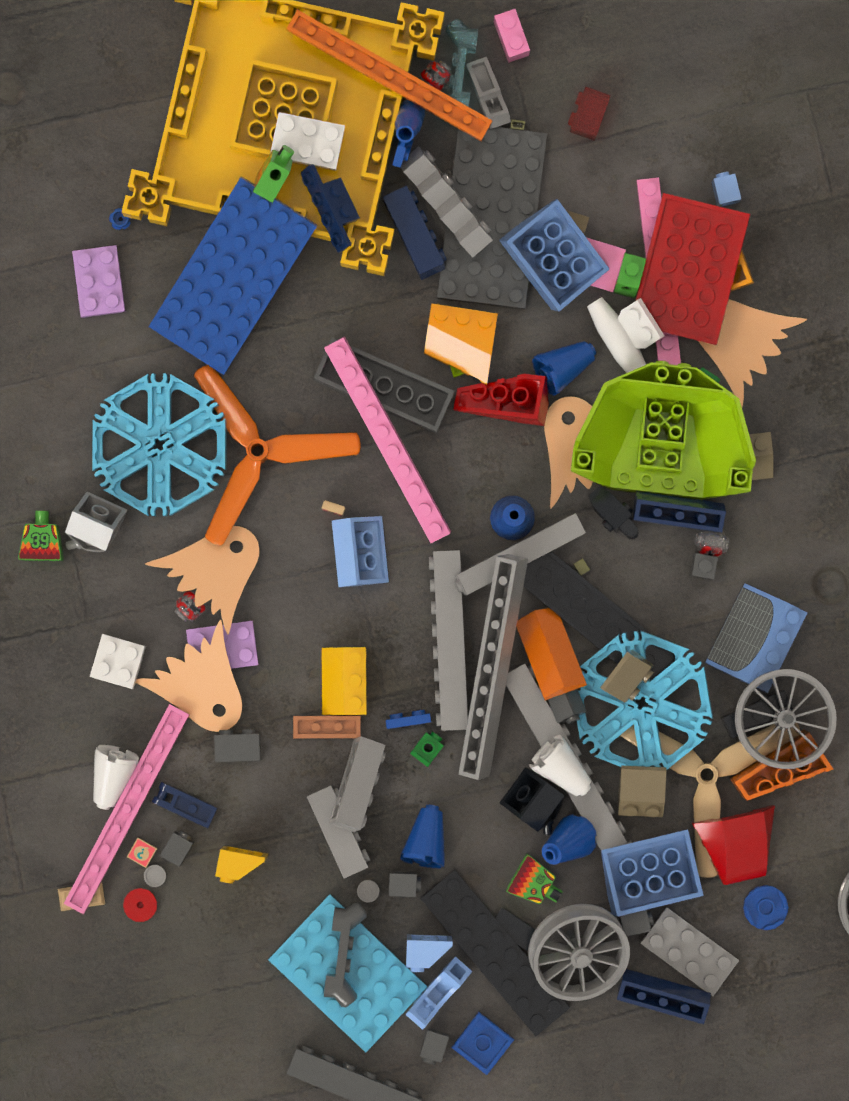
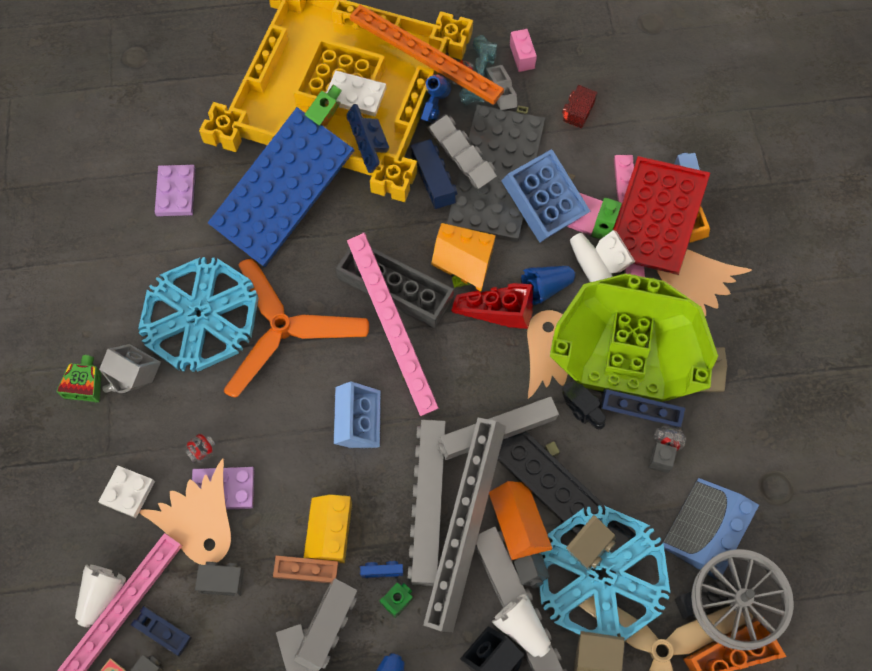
camera: 10 degrees right, 20 degrees down
(116, 224) = (199, 144): blue plate -> none
(214, 571) = (226, 419): light nougat piece -> none
(333, 508) = (338, 377): tan tile -> none
(512, 528) = (493, 399): blue cone -> none

